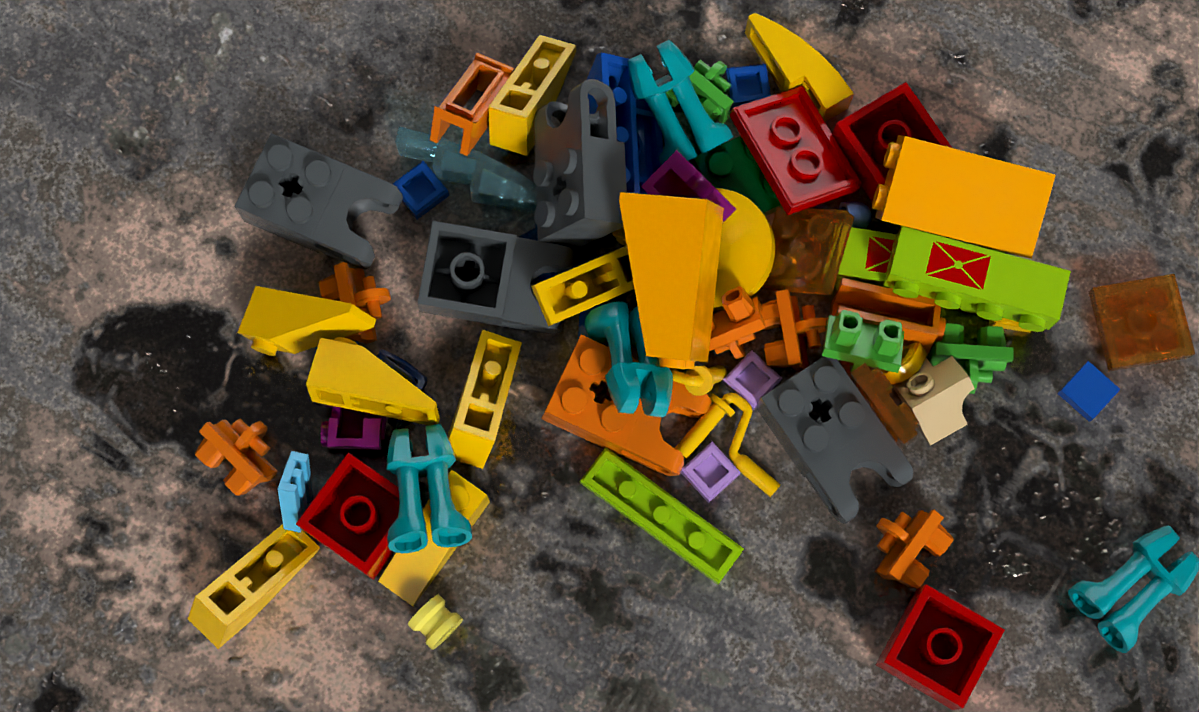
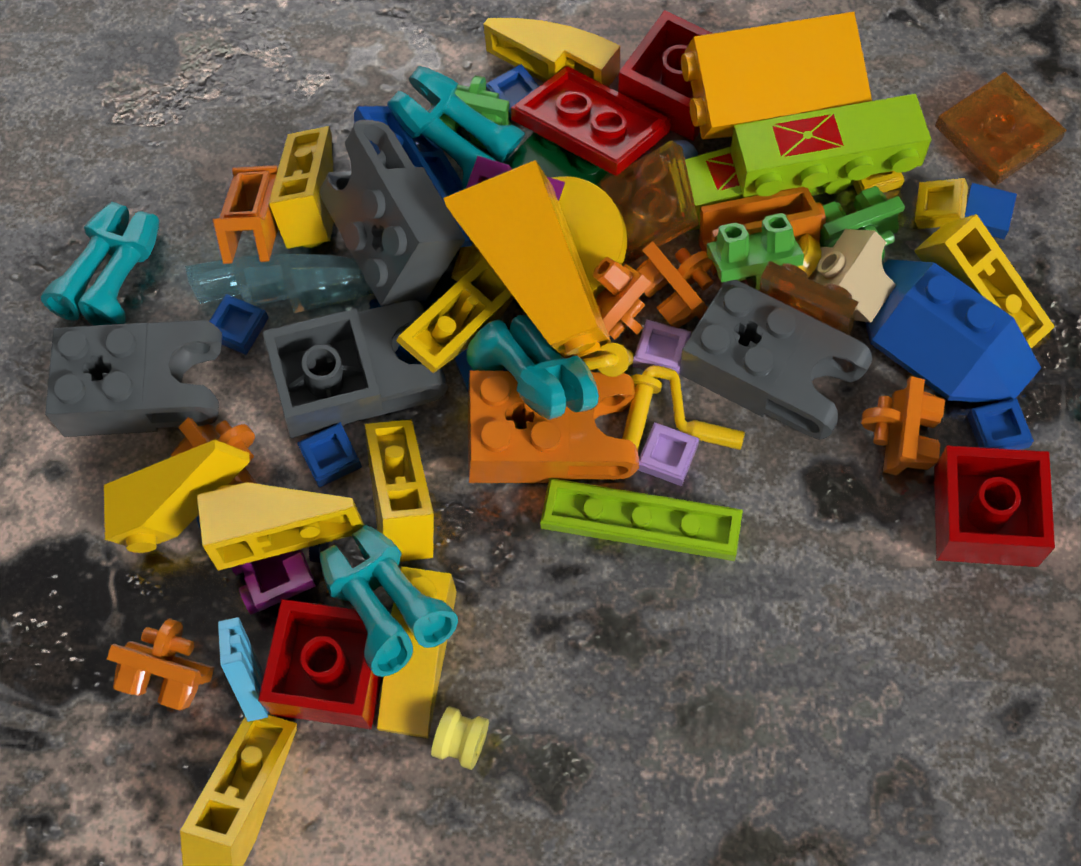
camera: 20 degrees left, 10 degrees down
(350, 56) = (112, 236): none -> teal piece
(443, 340) = (329, 454): none -> blue tile
(988, 582) = (1000, 426): none -> blue tile
(989, 487) = (951, 335): none -> blue wedge
(1045, 456) = (975, 258): none -> yellow slope
(1051, 366) = (940, 202): none -> yellow tile

